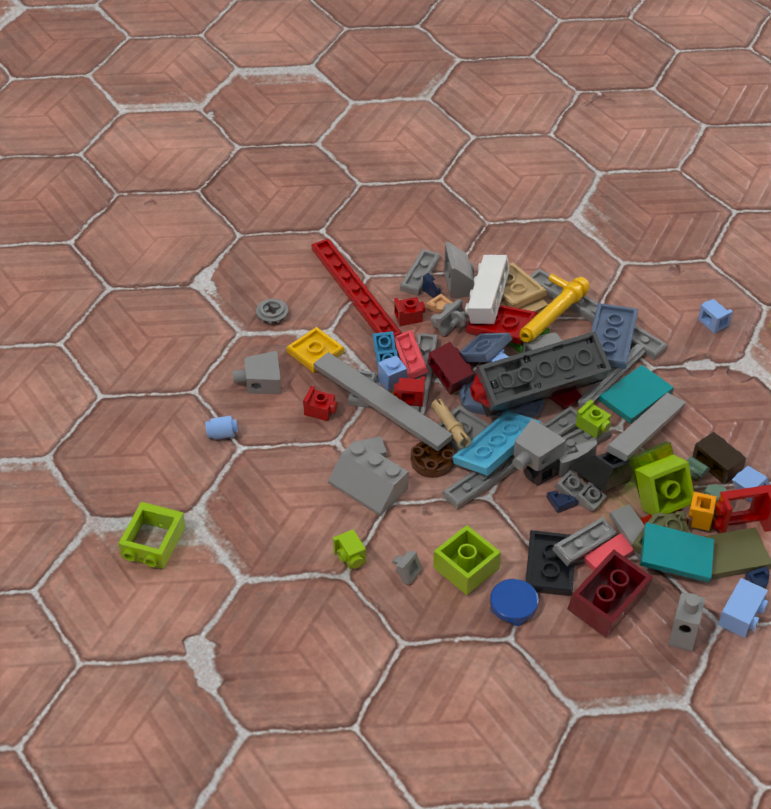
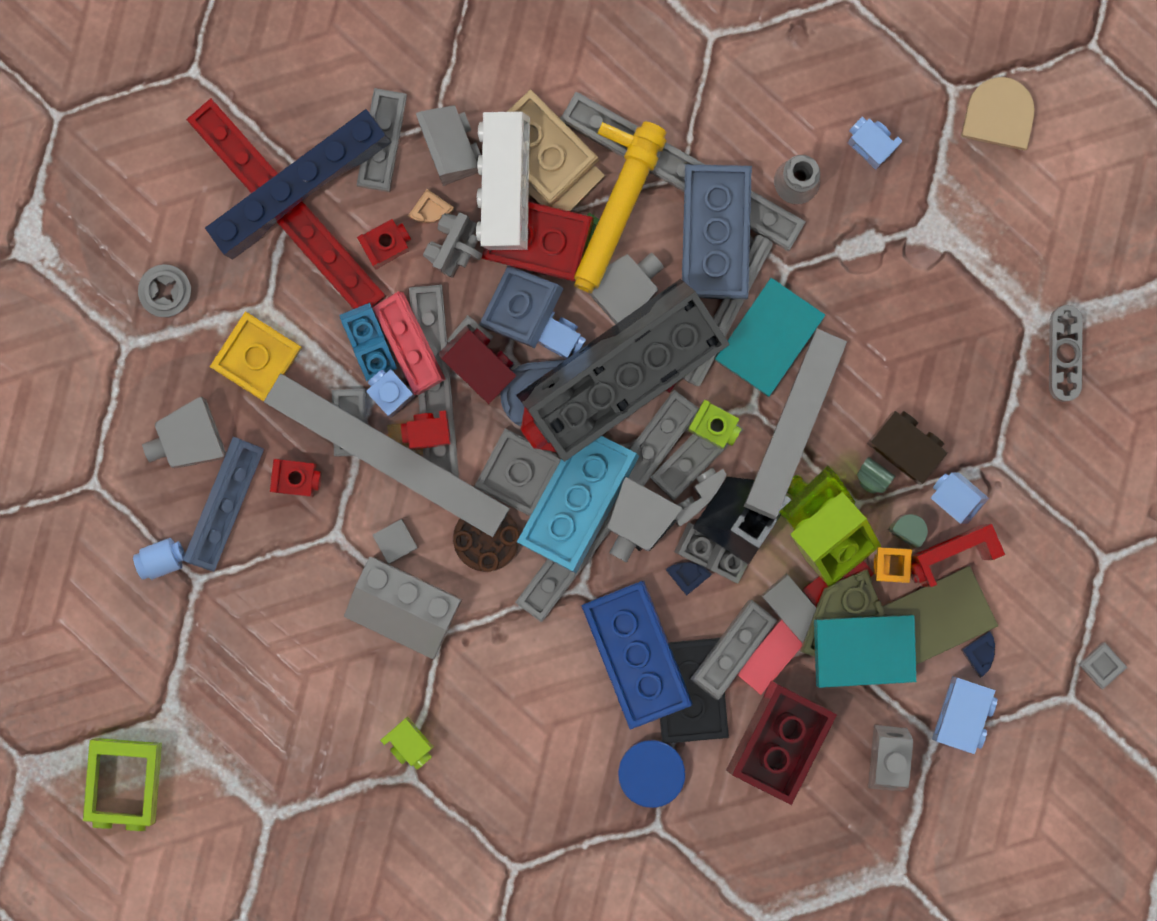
camera: 15 degrees left, 40 degrees up
(271, 409) = (223, 504): none -> sand blue tile
(329, 285) = (333, 156): none -> dark blue arch
(408, 566) = (494, 753): light grey tile -> none
(429, 286) = (406, 177): dark blue tile -> none
(451, 423) = (501, 479): tan pin -> none
(466, 559) = (575, 730): lime brick -> none
(518, 533) = (637, 655): none -> blue tile
(666, 320) = (789, 187): none -> light grey plant

